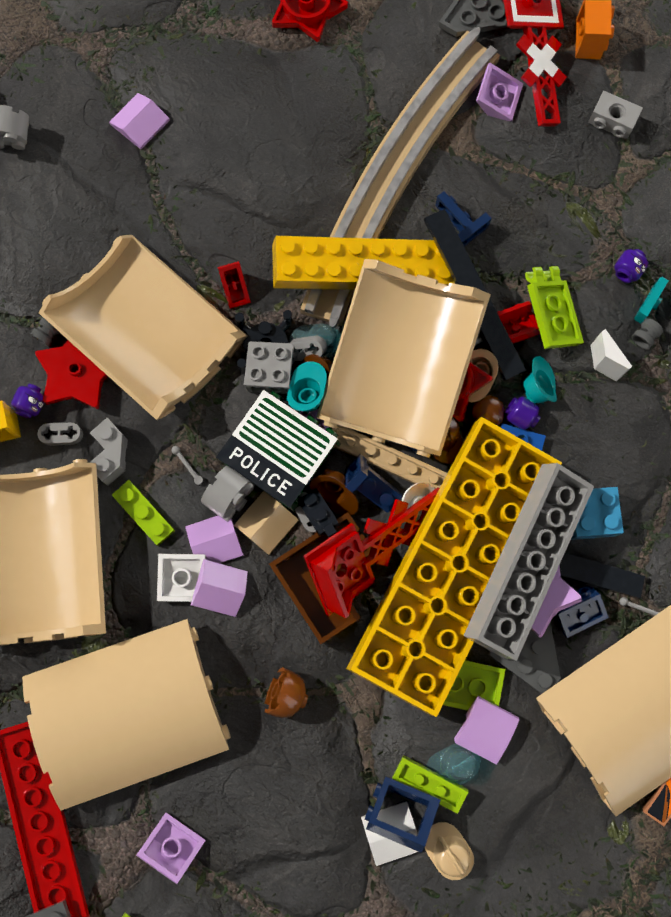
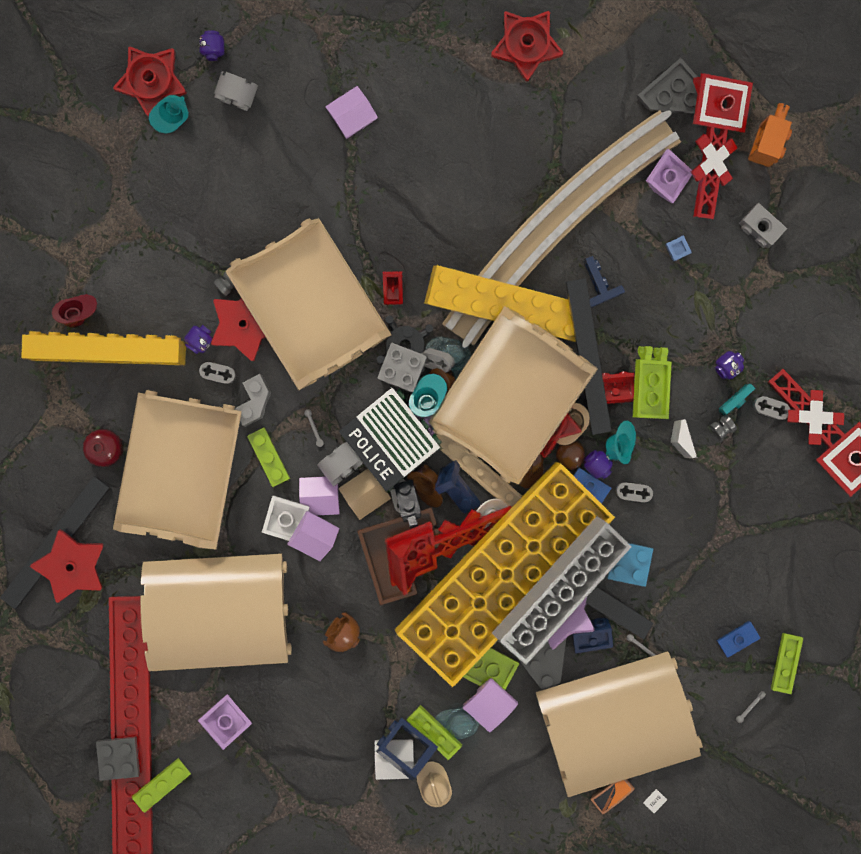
camera: 15 degrees right, 10 degrees up
(533, 162) = (678, 248): none -> medium blue plate
(573, 438) = (635, 487): none -> light grey beam

